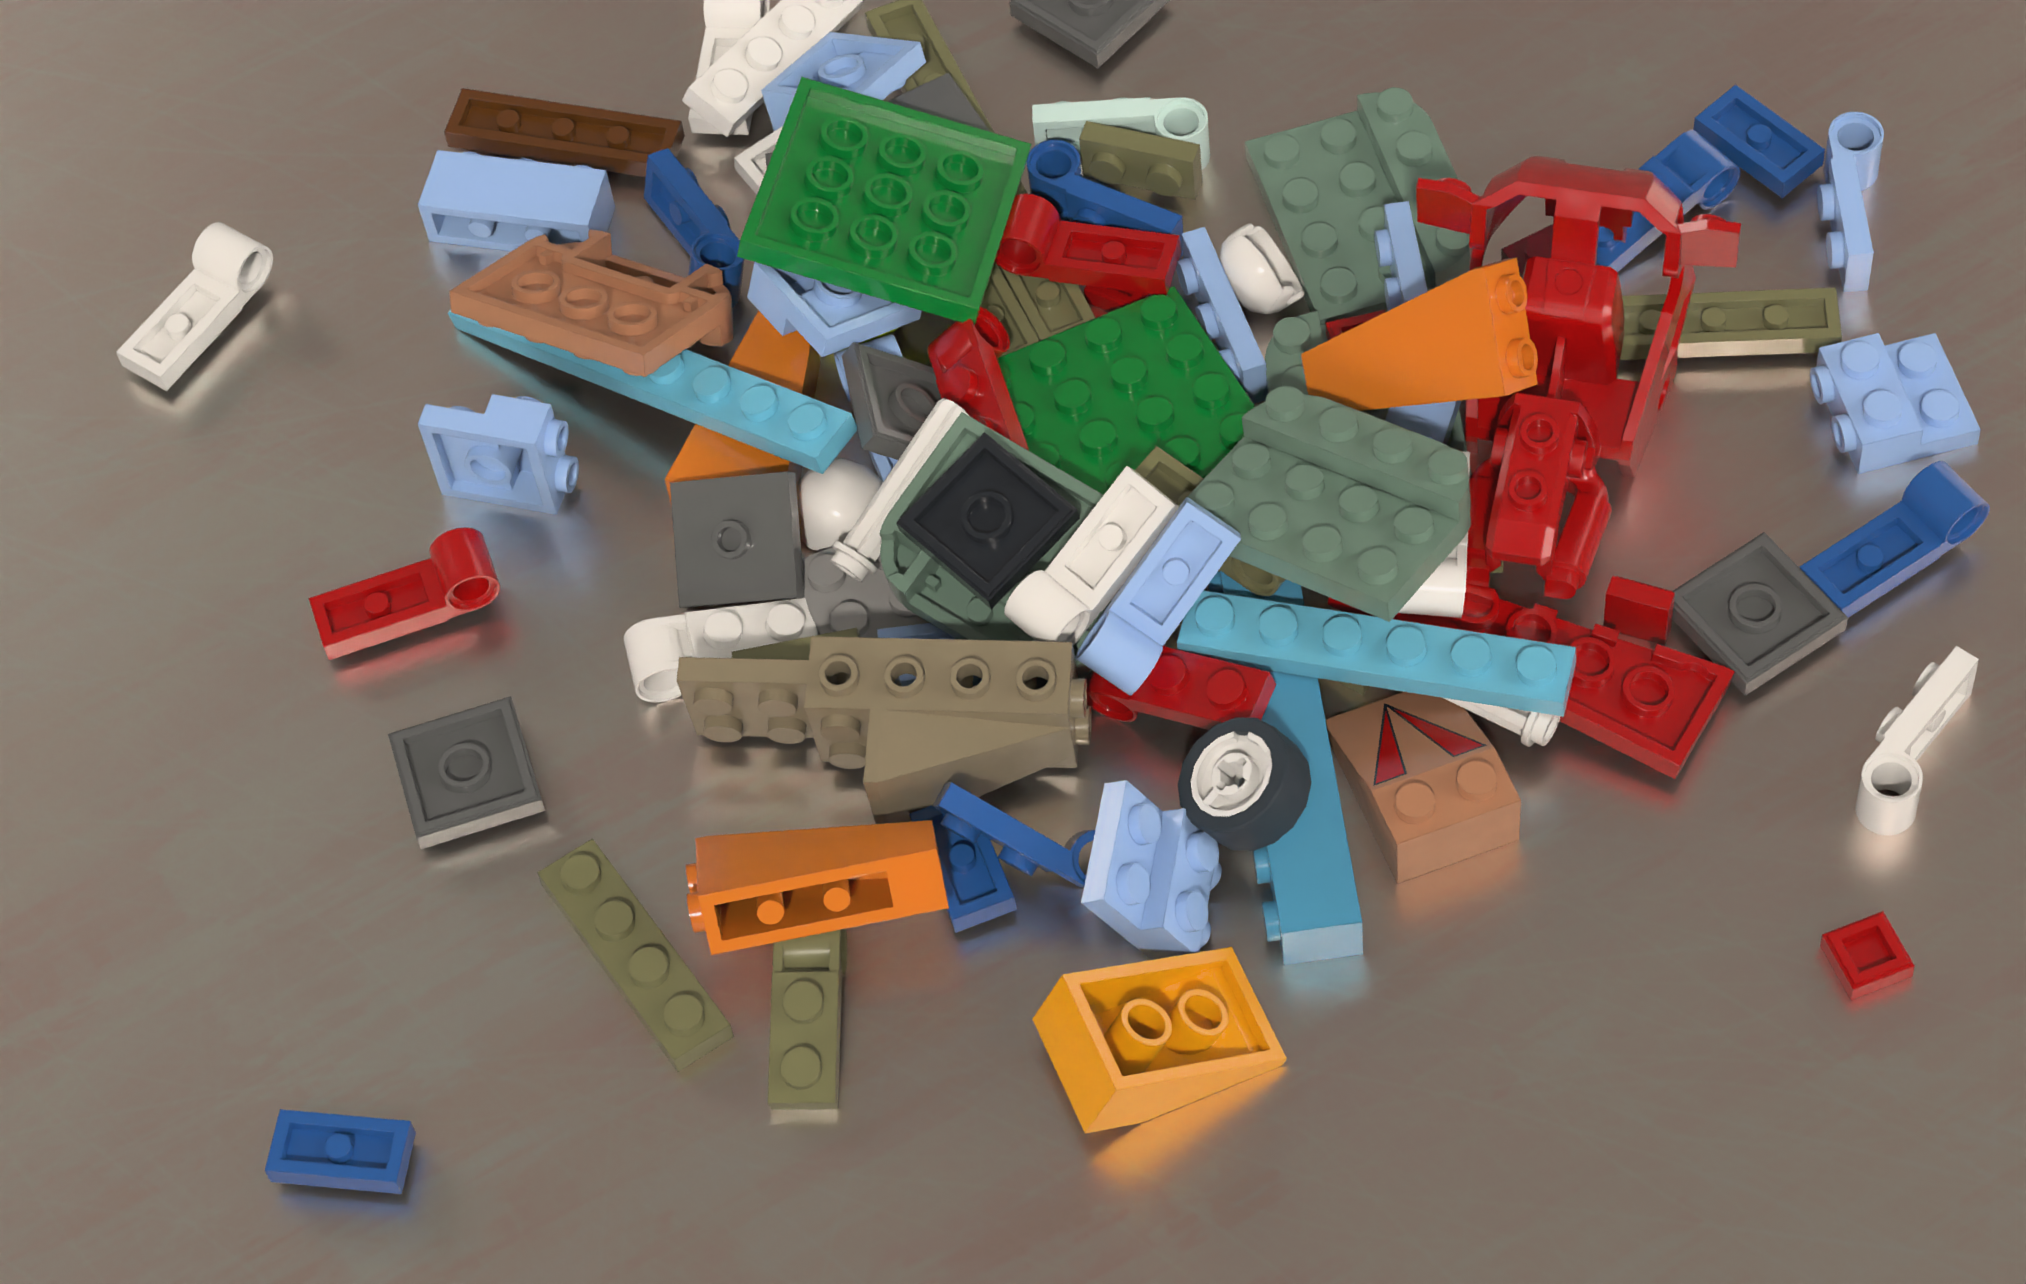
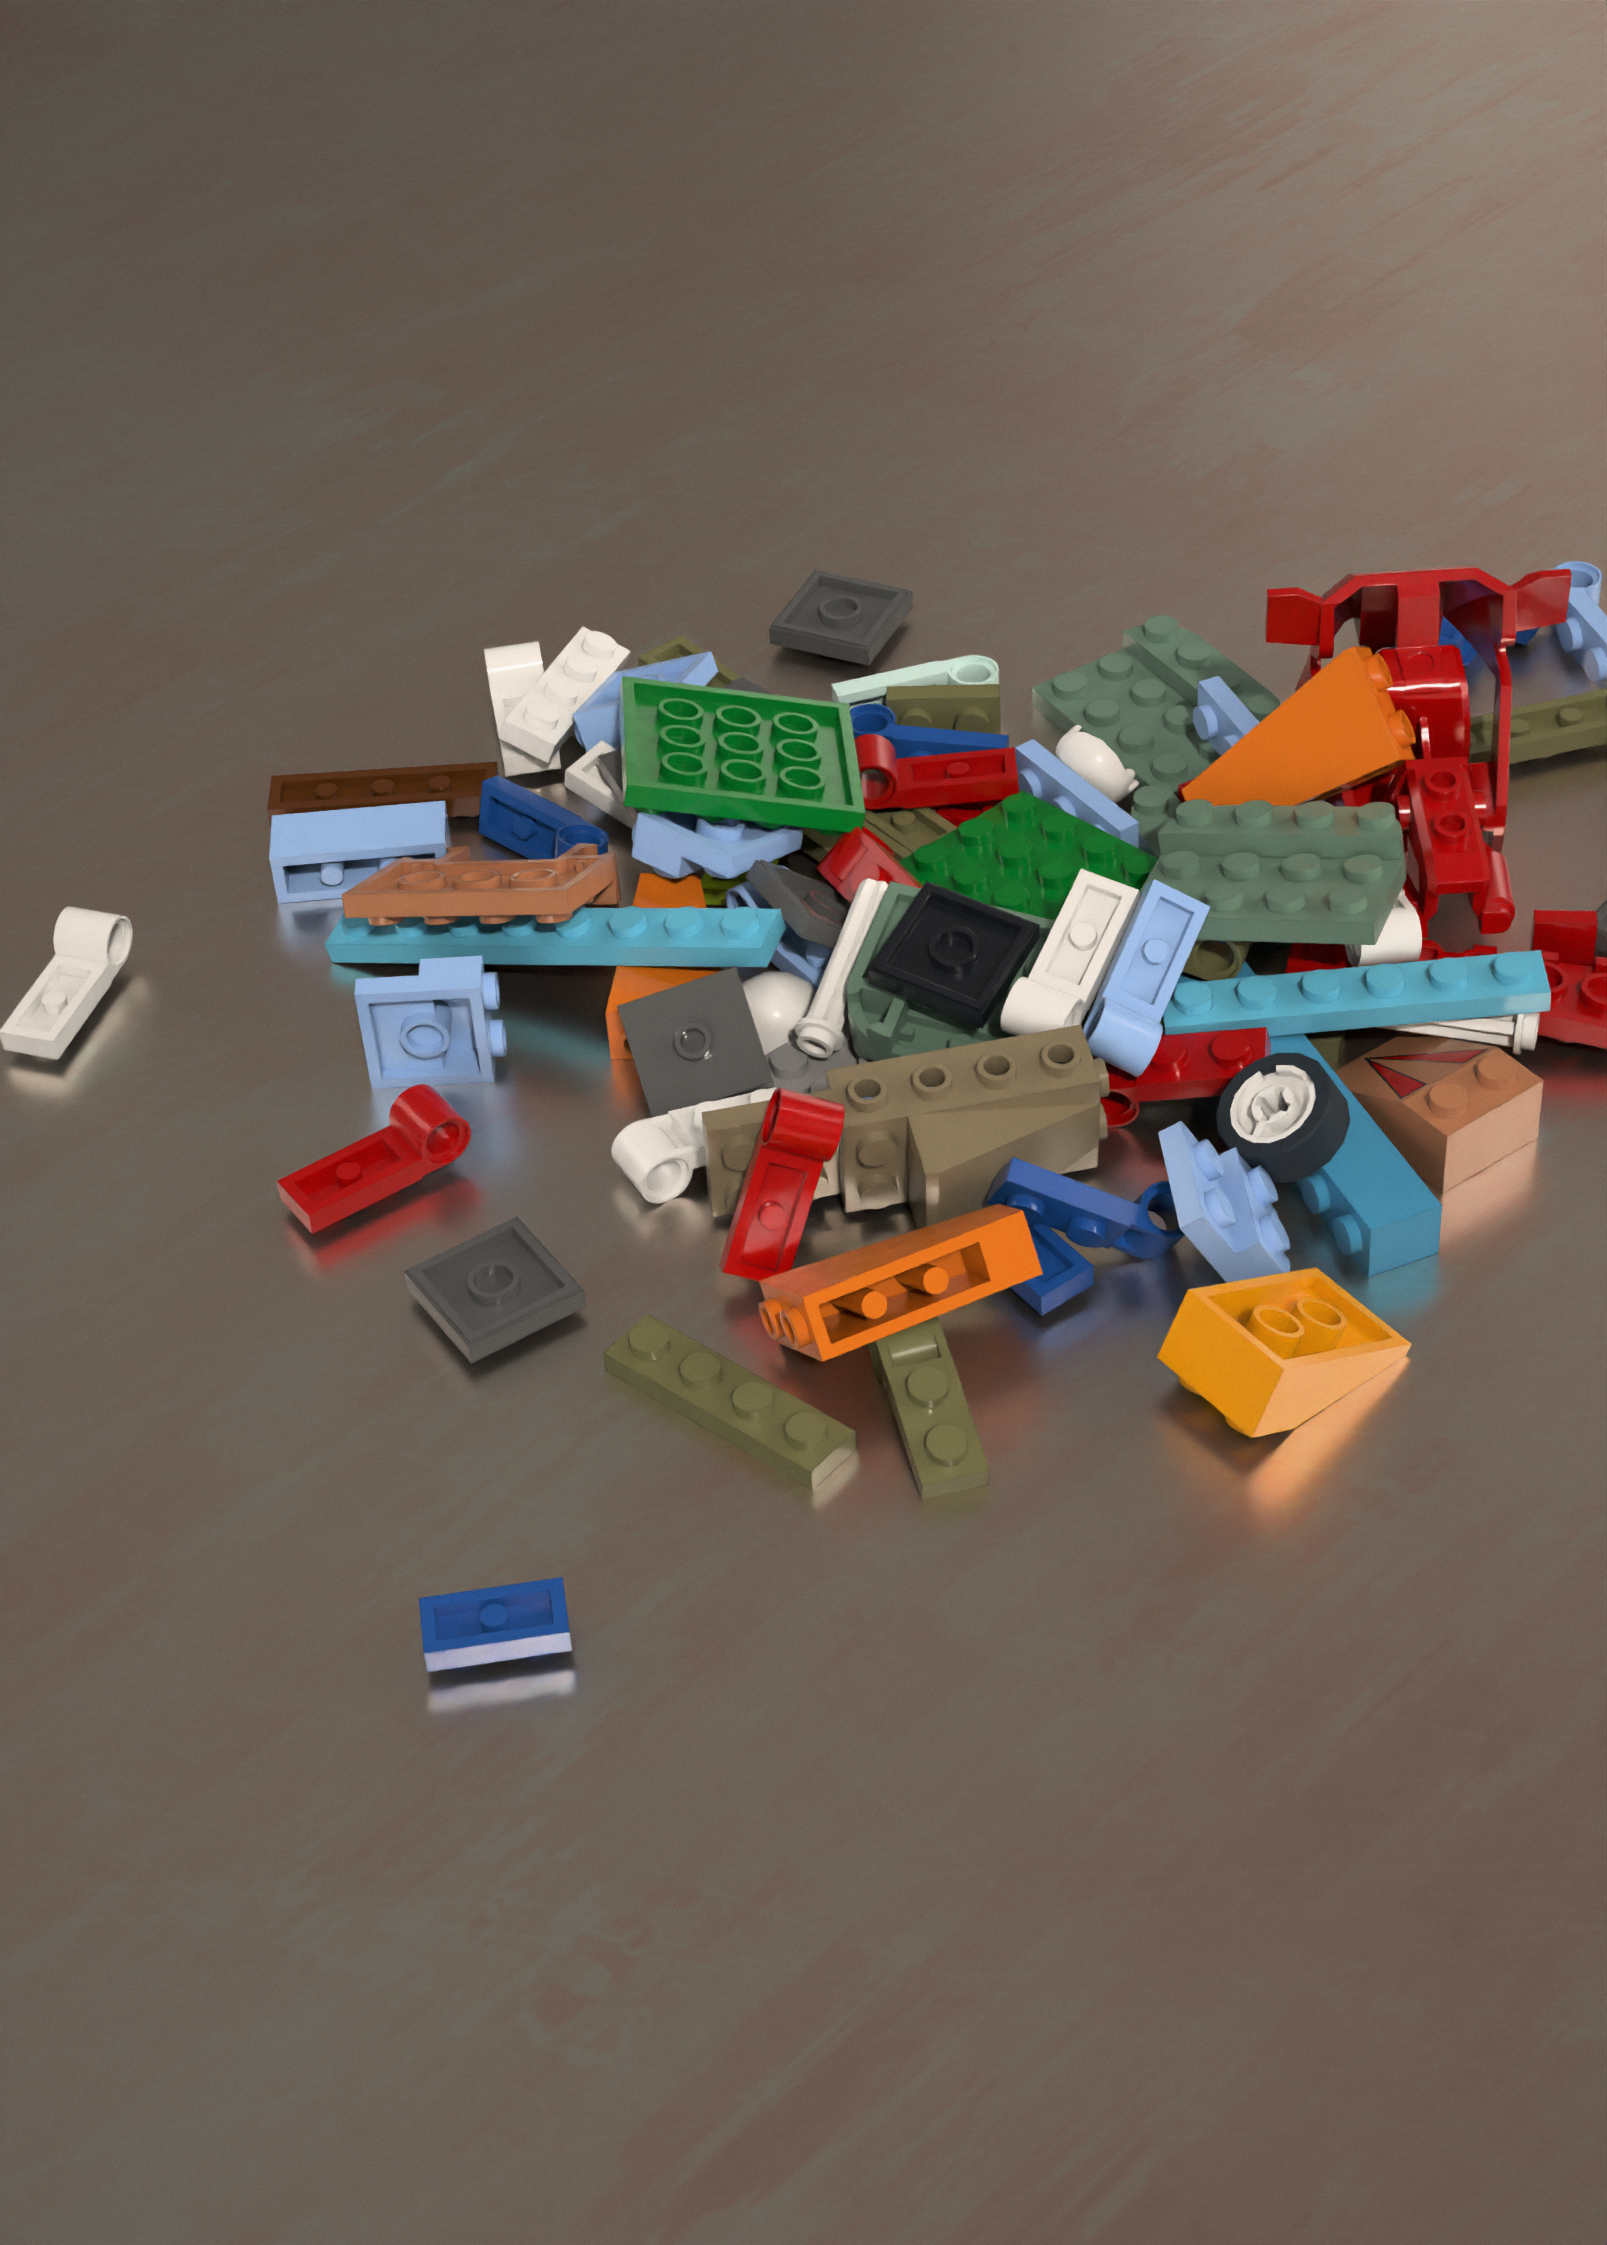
camera: 20 degrees left, 15 degrees down
(738, 748) = (781, 1183): none -> red plate

